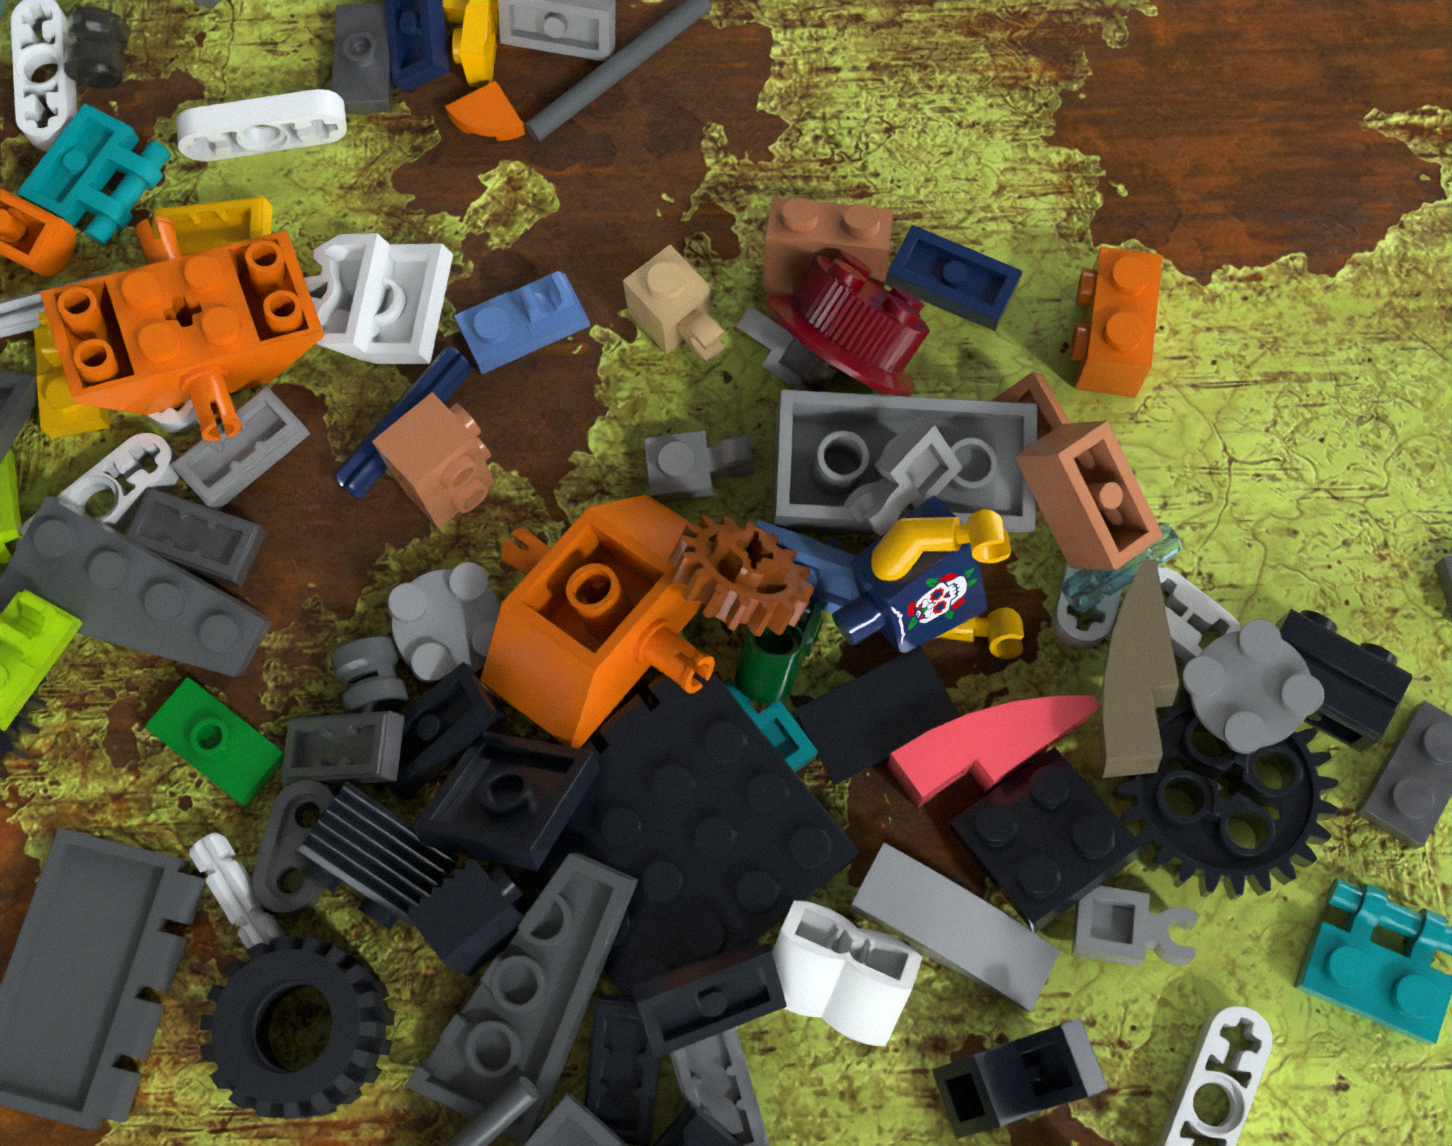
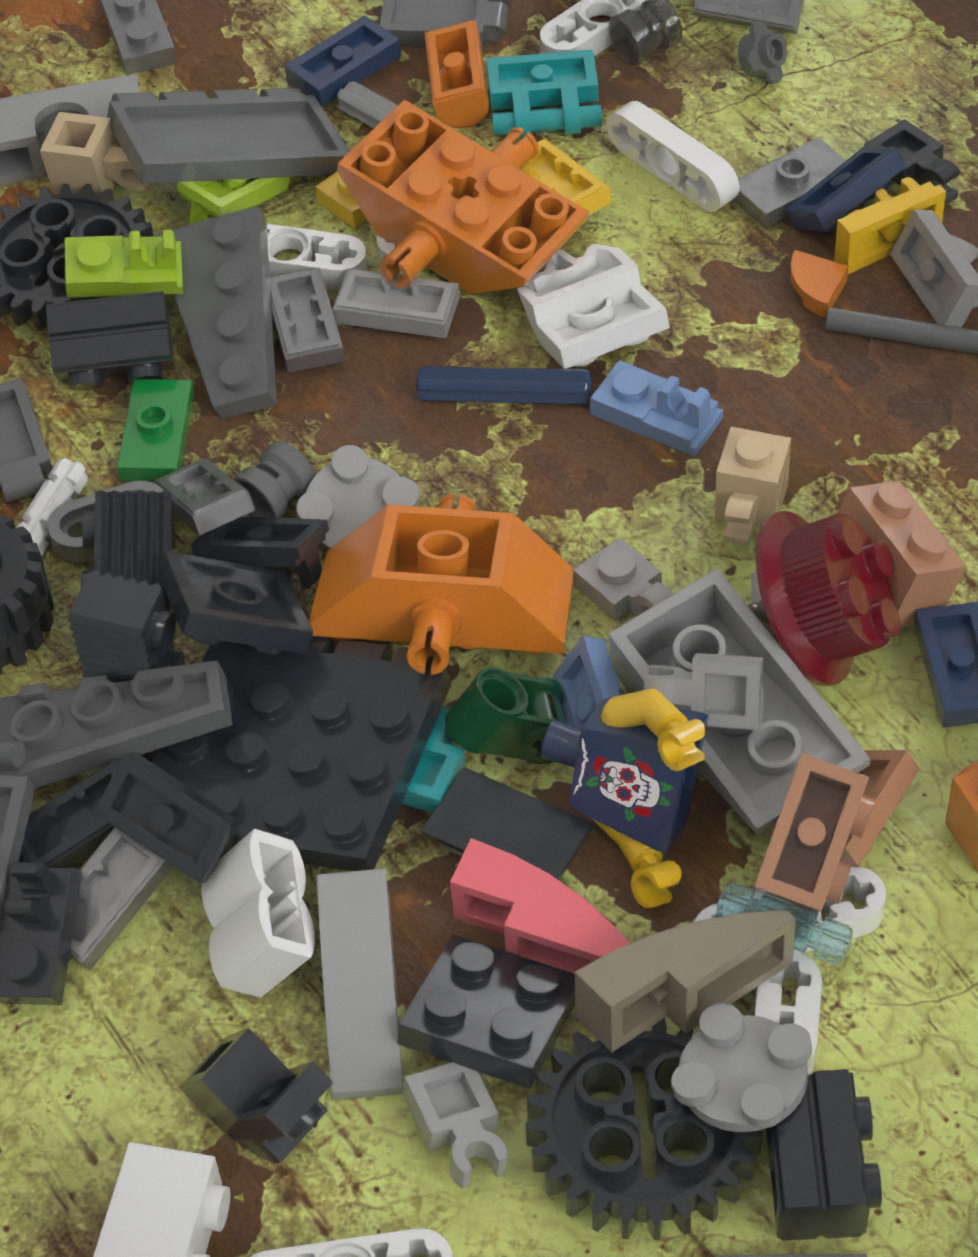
camera: 55 degrees right, 20 degrees down
(86, 721) = (110, 339): none -> black brick
(437, 459) = (477, 406): nougat brick -> none
(741, 575) = (530, 630): dark orange gear -> none

